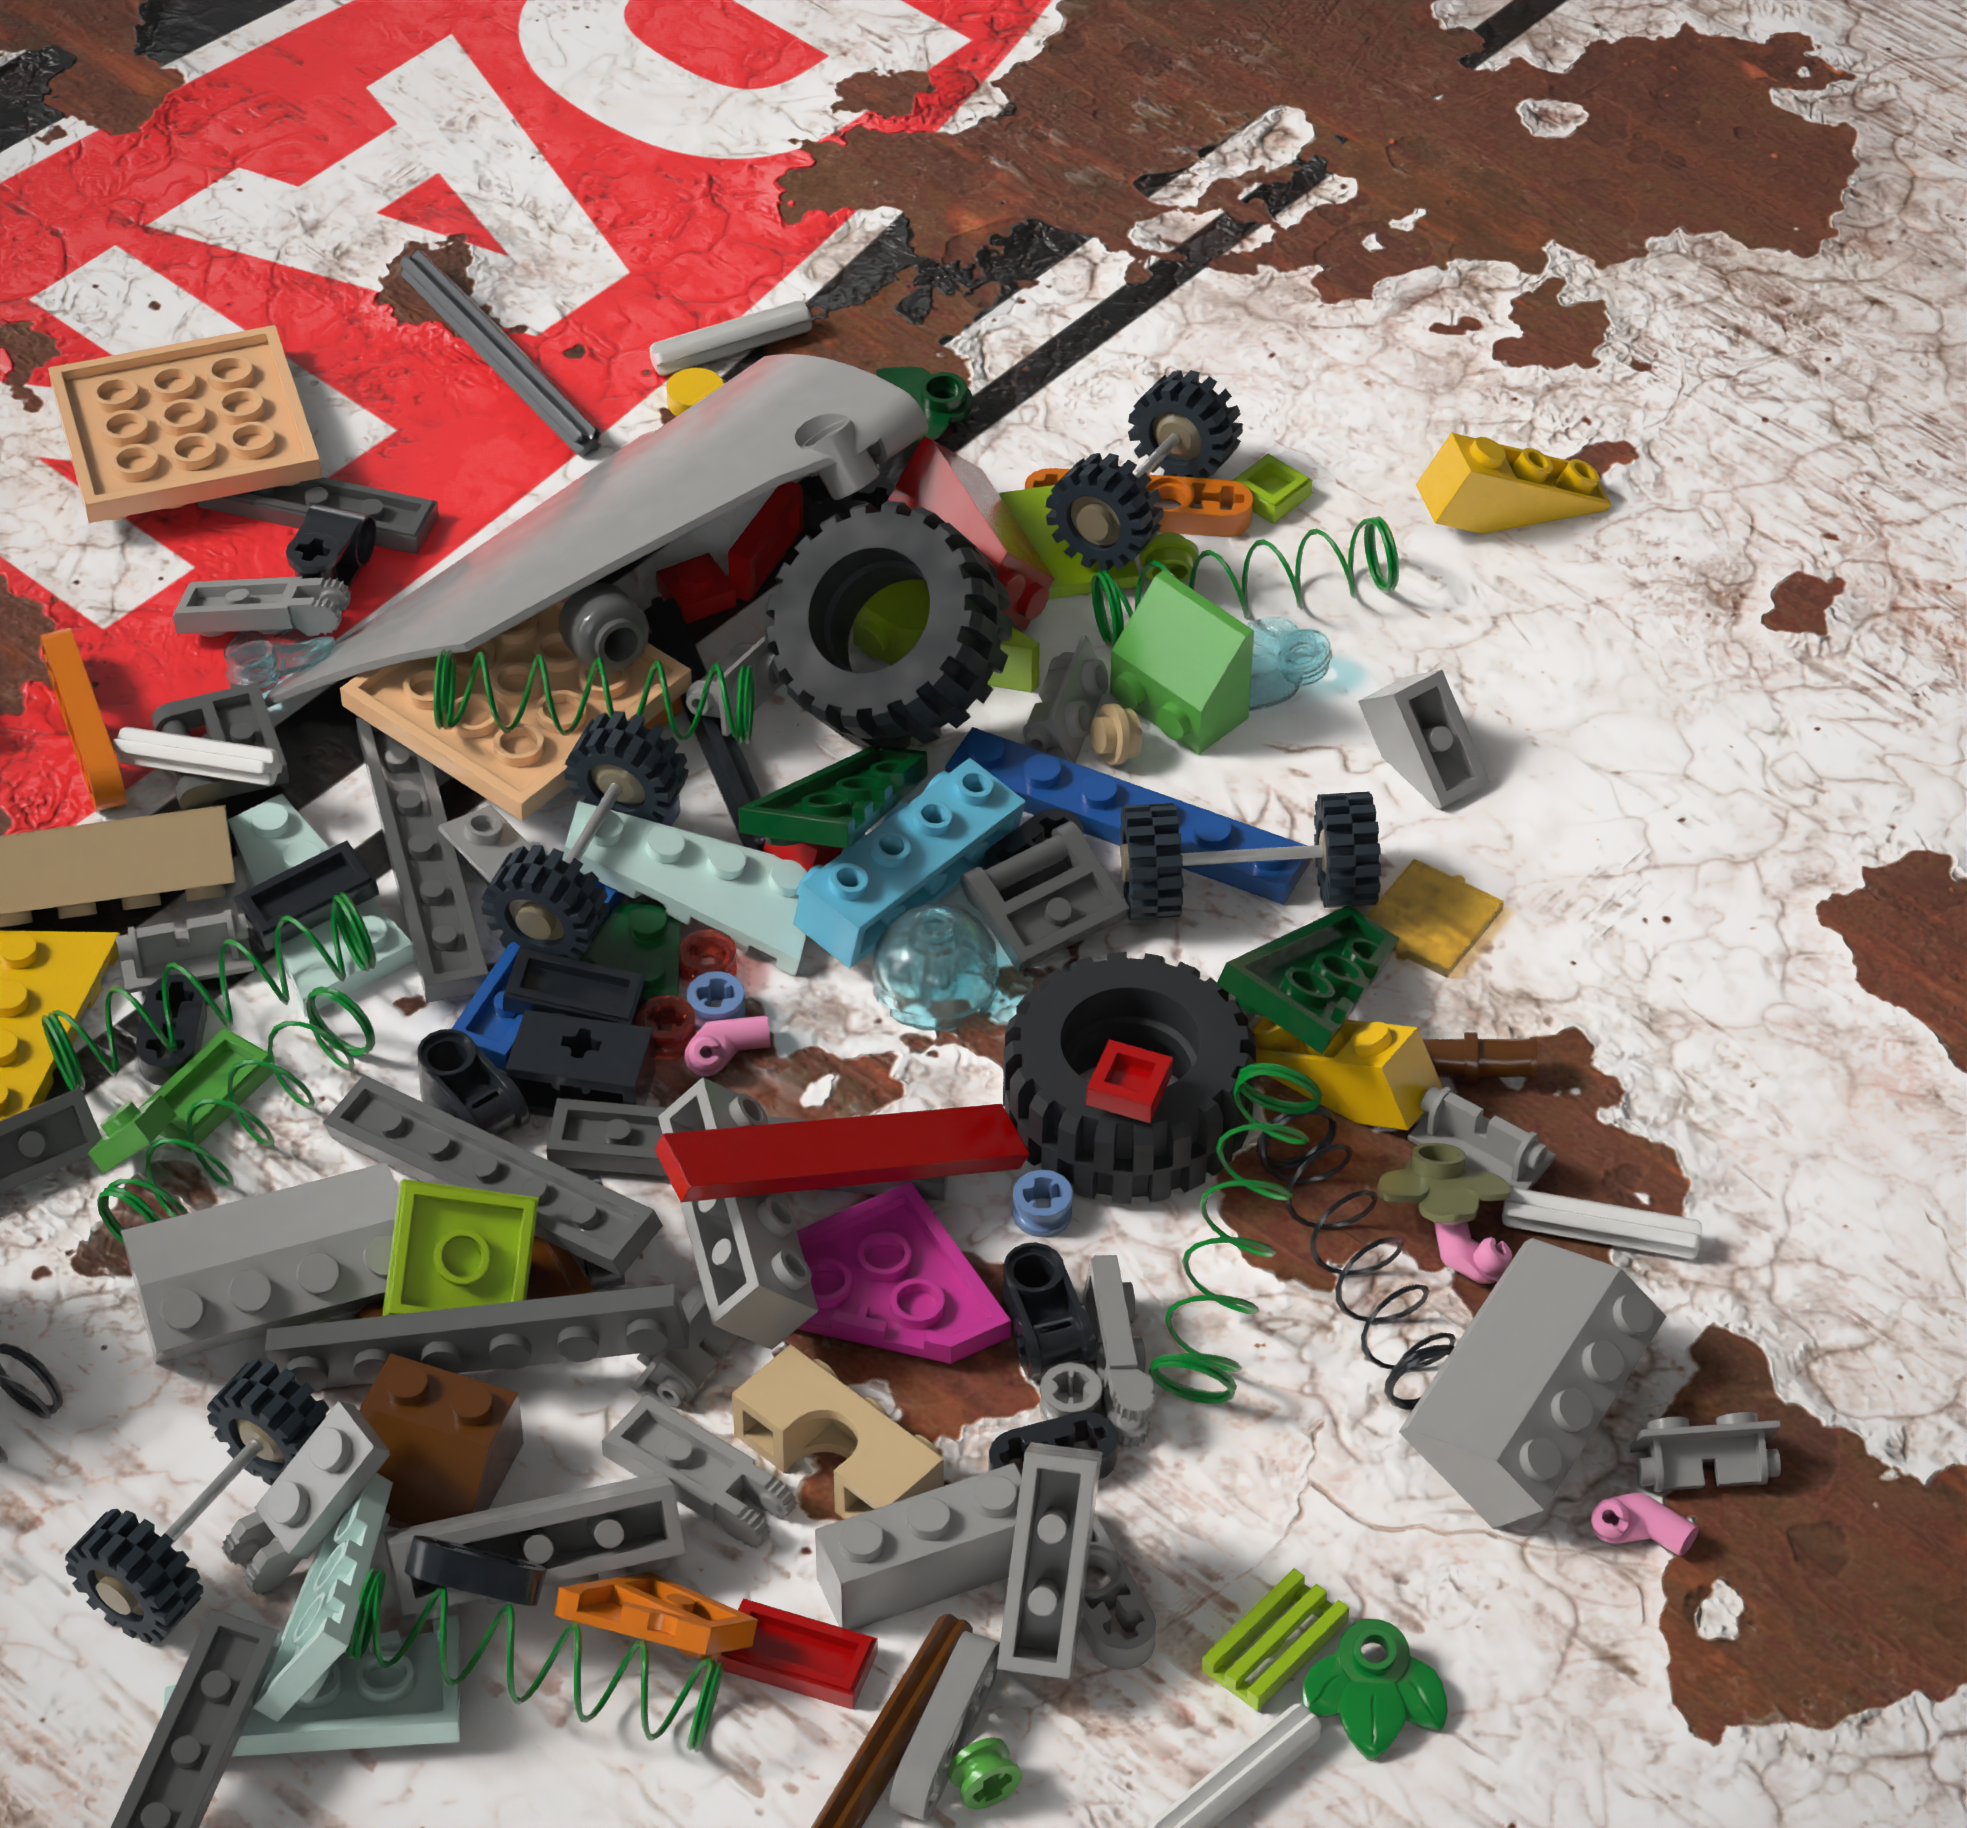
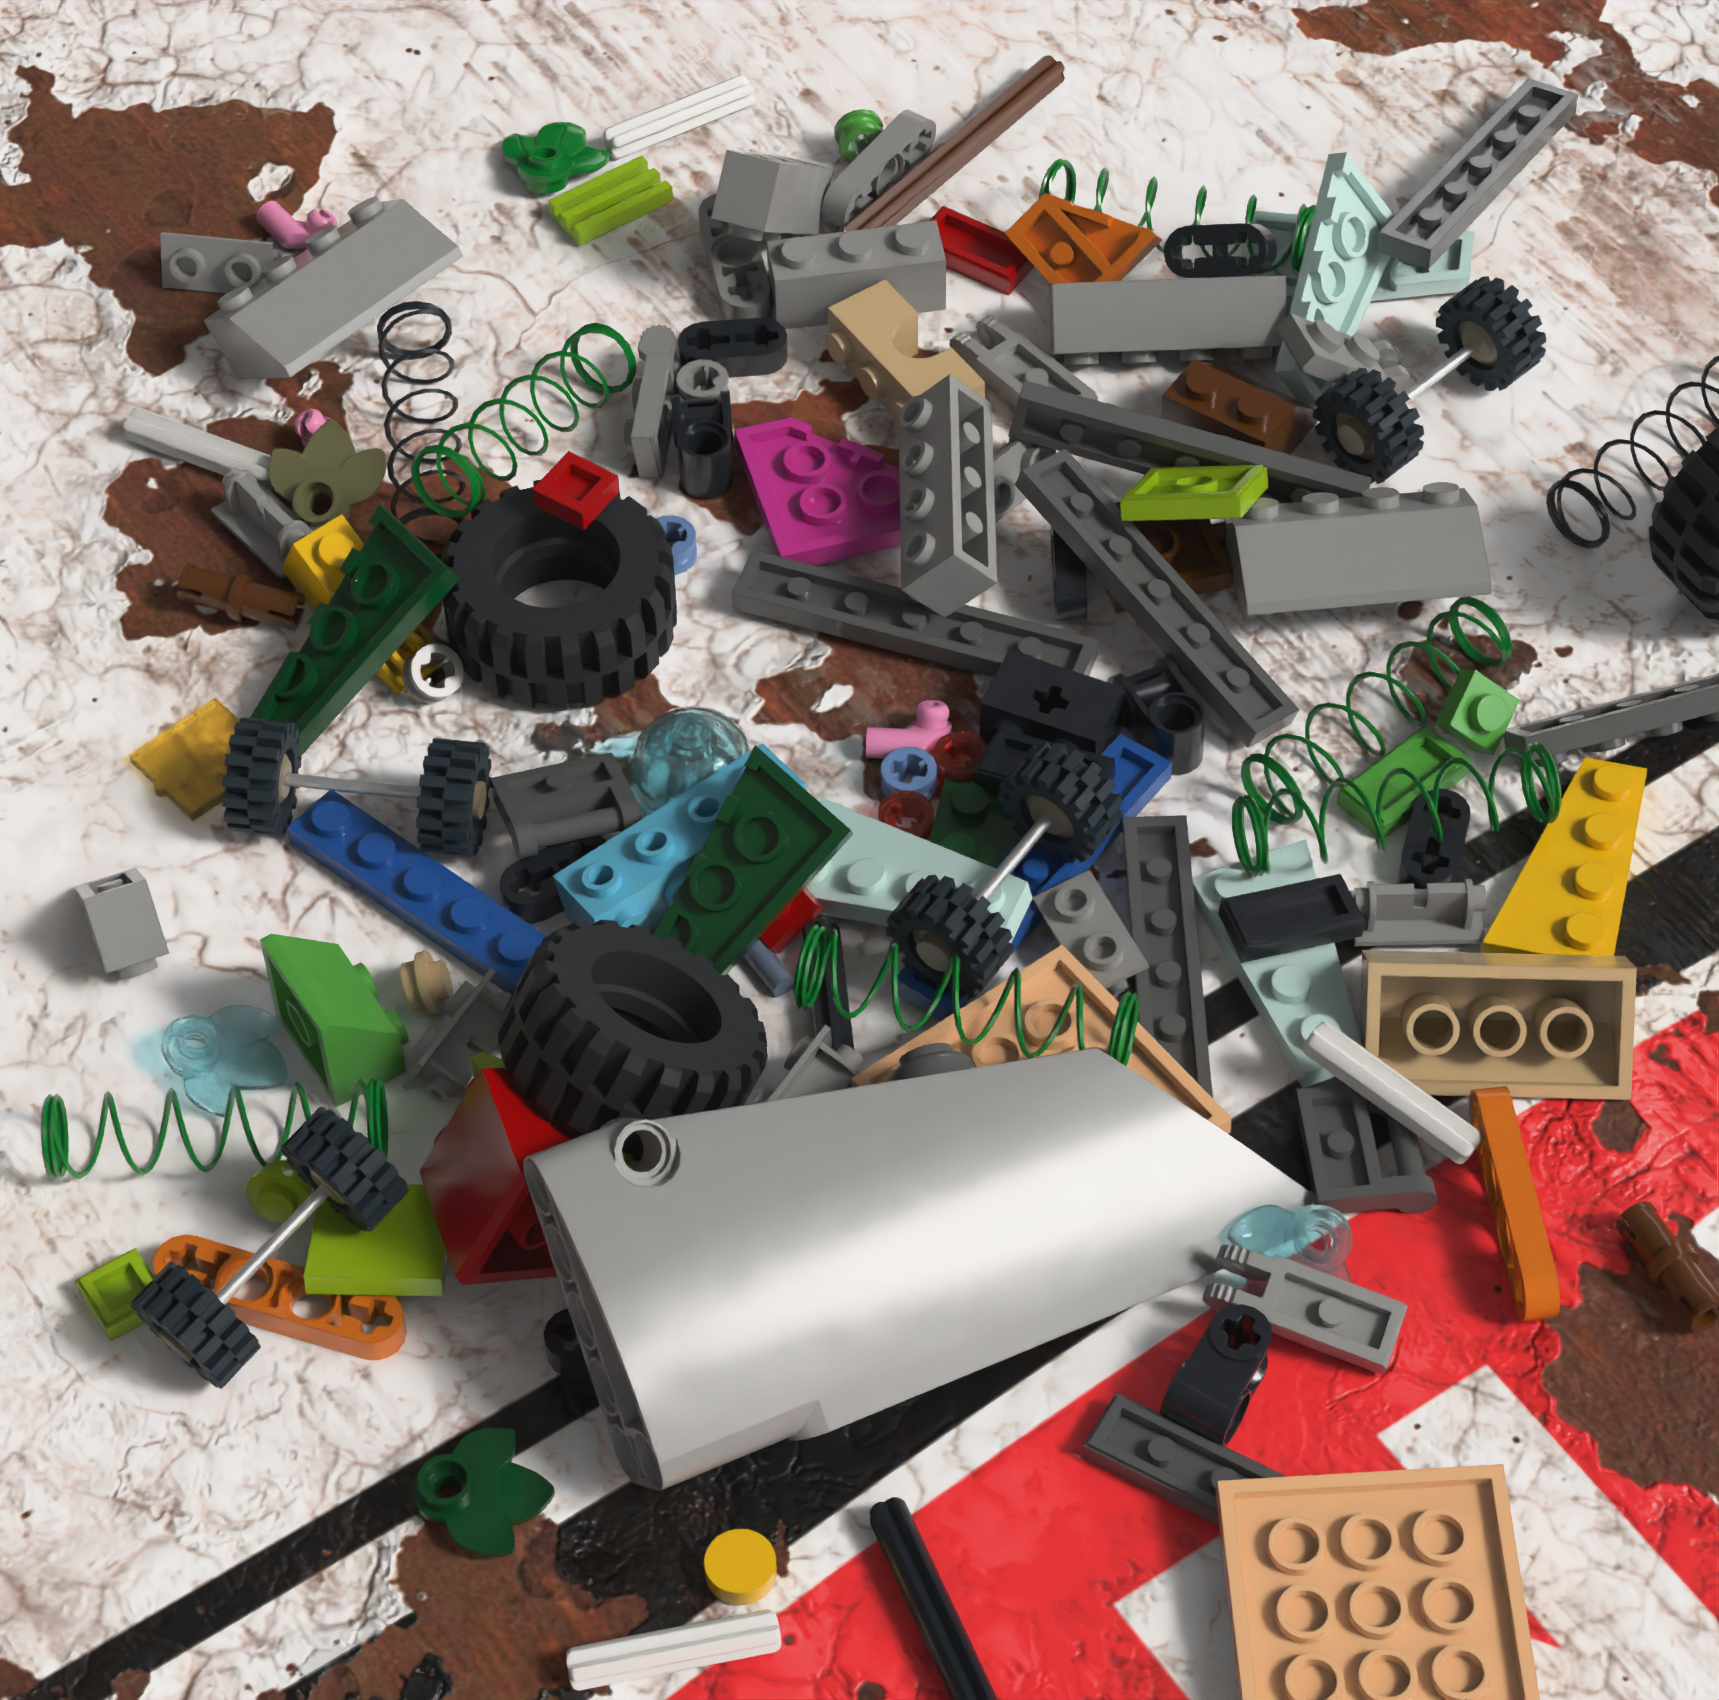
camera: 165 degrees left, 5 degrees up
(840, 1152) = (842, 510): red tile -> none

